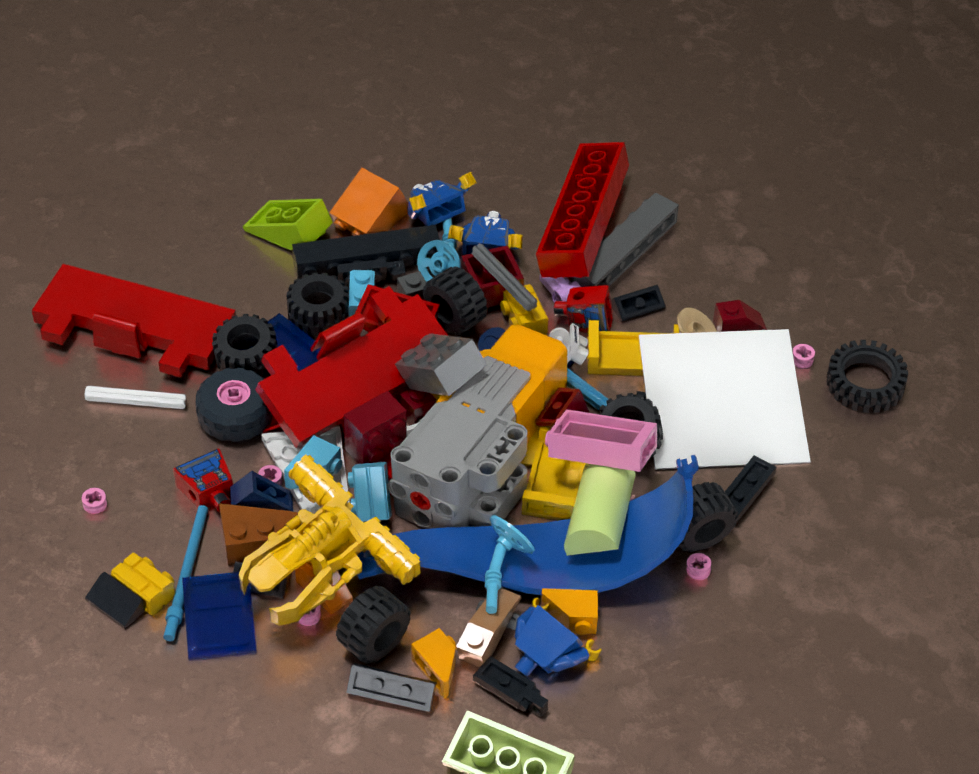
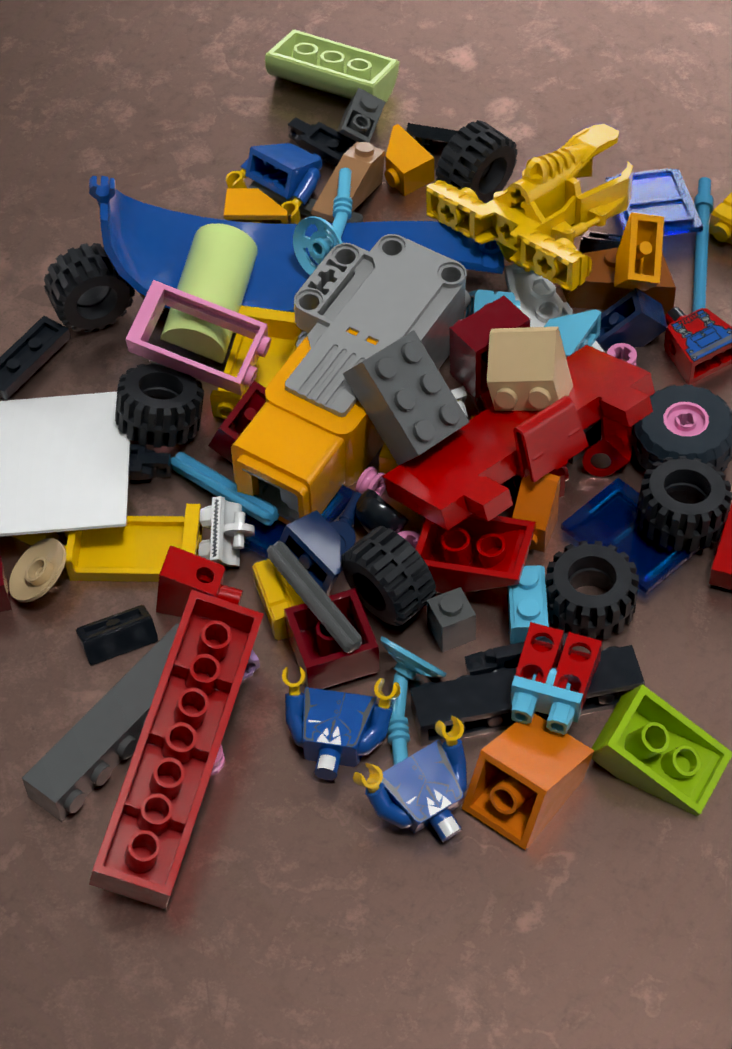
camera: 175 degrees left, 5 degrees up
(248, 490) = (640, 253): none -> light orange slope
(347, 384) = (527, 368): none -> tan slope
(349, 234) = (552, 690): none -> hips
(481, 688) = (361, 116): none -> dark grey slope
(505, 312) = (316, 548): none -> dark blue slope

